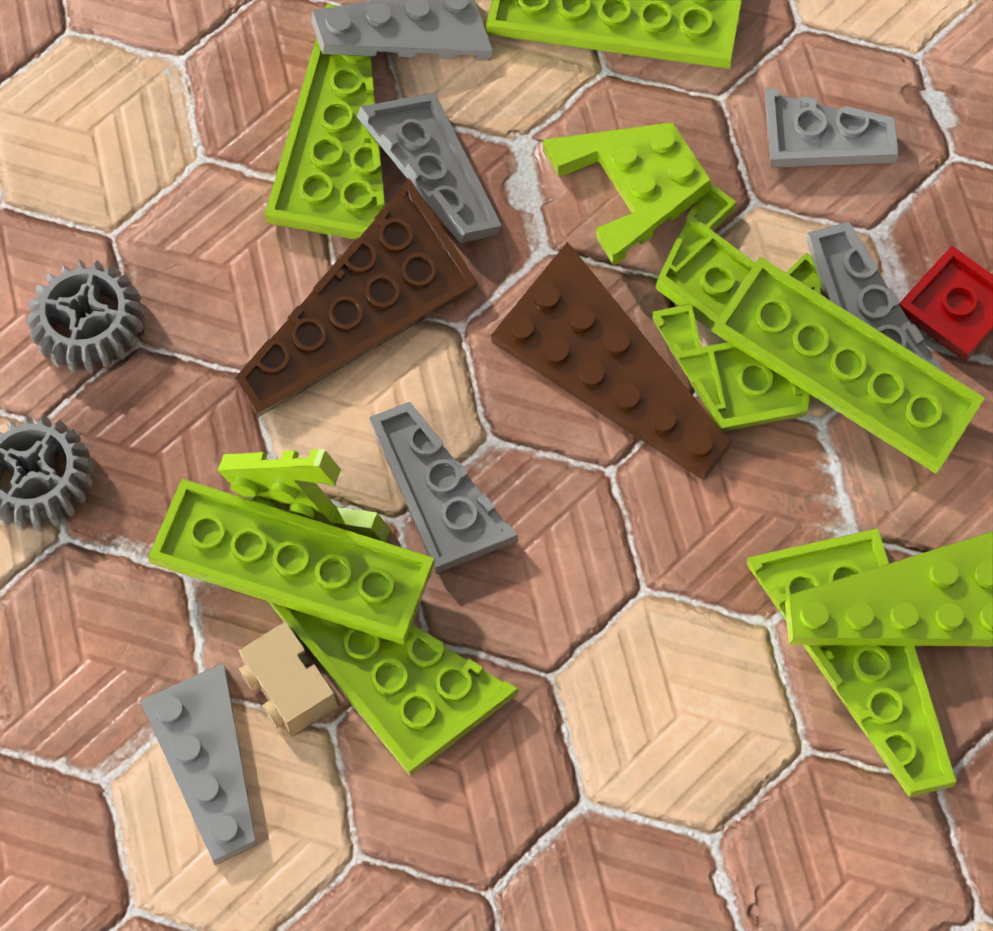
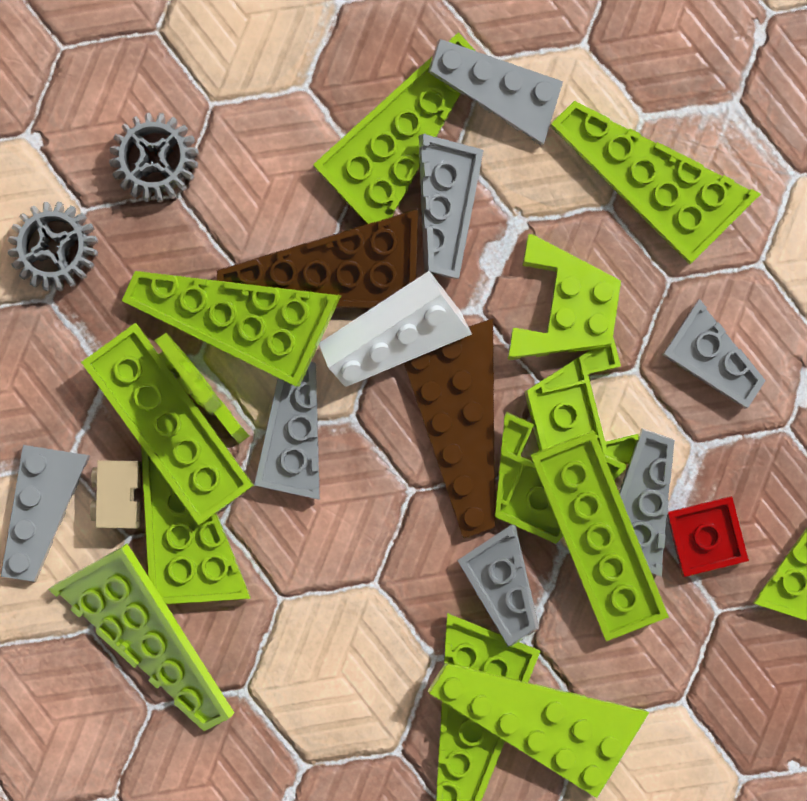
camera: 30 degrees right, 20 degrees up
(310, 400) = (255, 323): none -> lime wing
(407, 800) = (140, 627): none -> lime wing
(474, 309) = (395, 331): none -> white wedge
(783, 487) = (502, 584): none -> light grey wing

